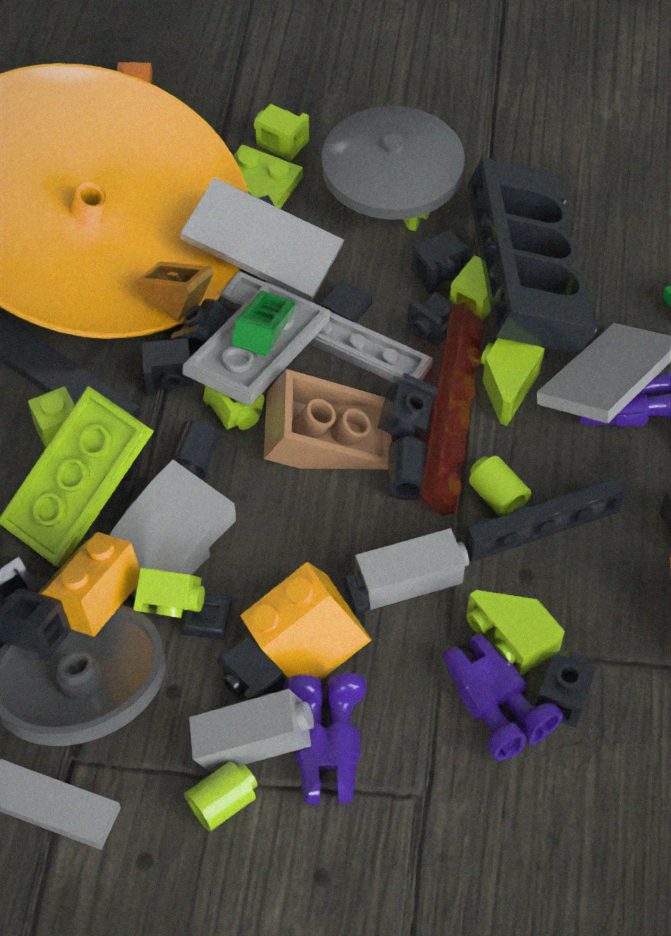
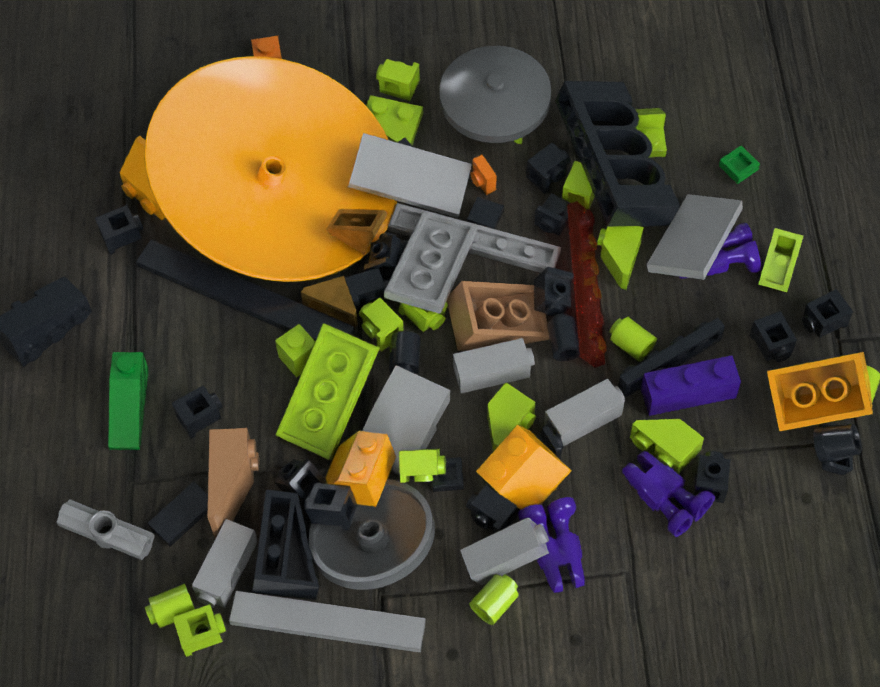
camera: 10 degrees left, 5 degrees up
(119, 367) = (332, 299): none -> pearl gold slope
(172, 406) = (380, 322): none -> lime brick
(262, 322) = (433, 248): green slope -> none
(304, 486) = (492, 365): none -> light grey brick
(309, 541) = (507, 411): none -> lime slope
(355, 255) = (483, 175): none -> orange plate
(563, 559) = (690, 385): none -> dark purple brick
(586, 234) = (652, 125): none -> lime slope

